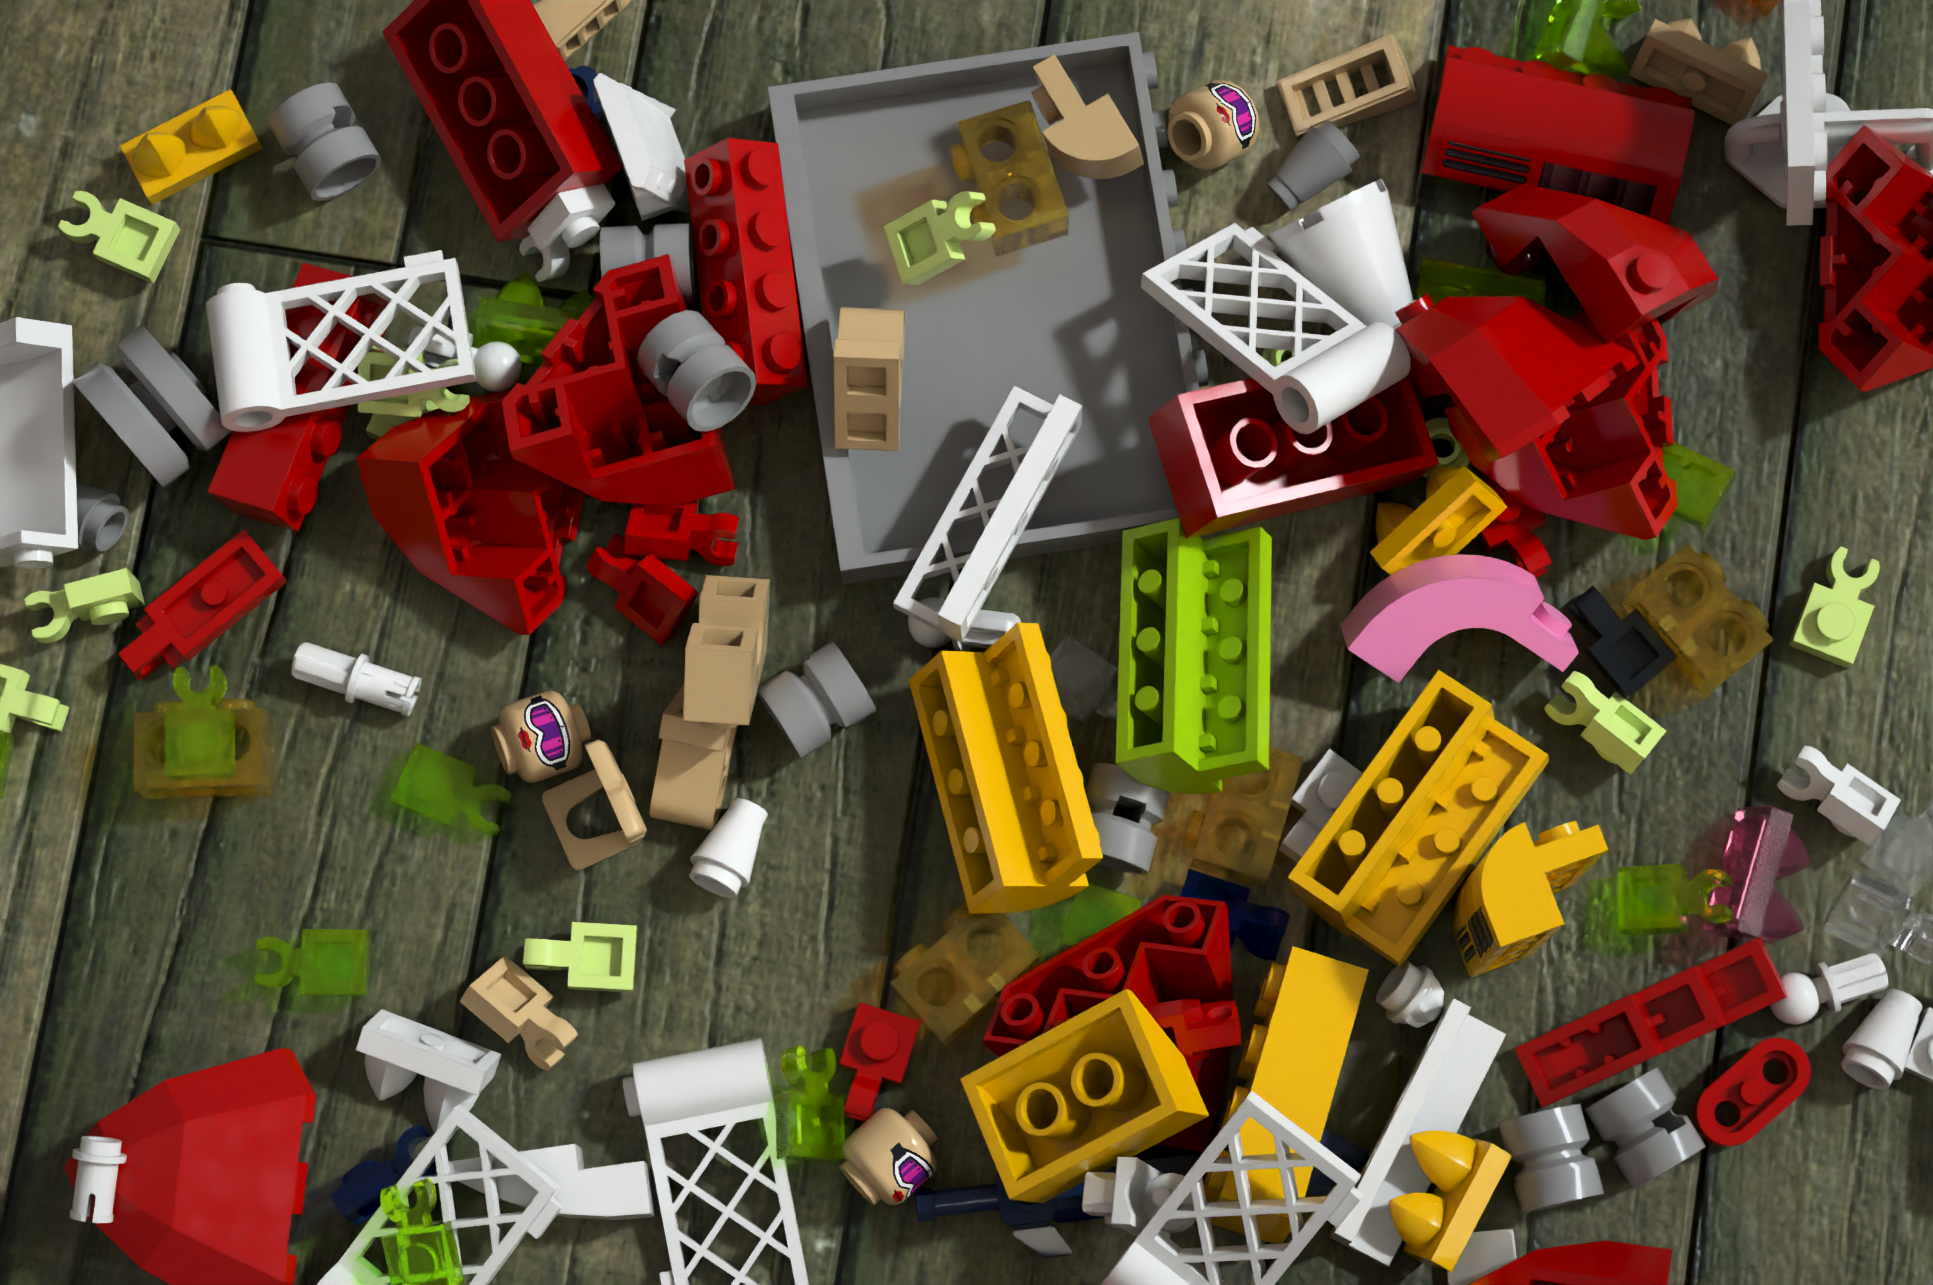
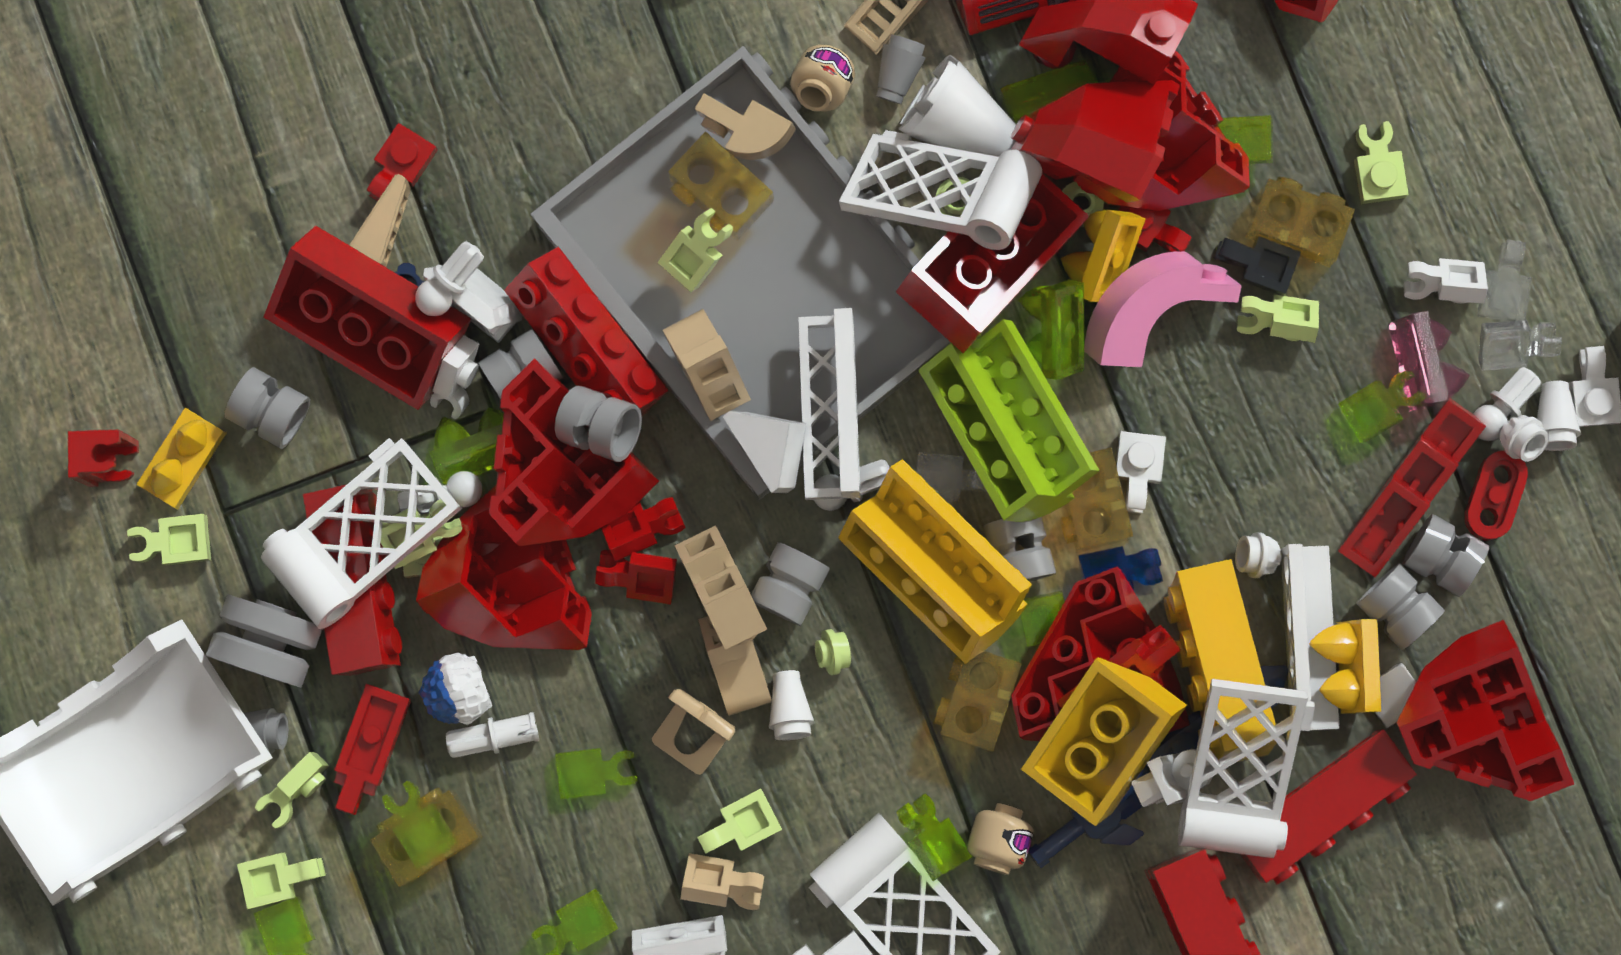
camera: 30 degrees left, 5 degrees up
(90, 78) = (94, 455): none -> red hinge
(342, 596) = (455, 690): none -> white piece
(540, 736) = (631, 705): tan head -> none
(592, 110) = (435, 295): none -> white axle
(821, 812) = (833, 651): none -> yellowish green plate
(878, 1051) = (953, 777): red plate -> none
(887, 518) = (771, 445): none -> white slope
(1323, 590) = (1061, 337): none -> clear neon green tile
(1417, 820) = (1202, 445): yellow brick -> none
(1509, 899) = (1287, 466): yellow brick -> none
(1825, 1039) = (1523, 438): none -> white plate

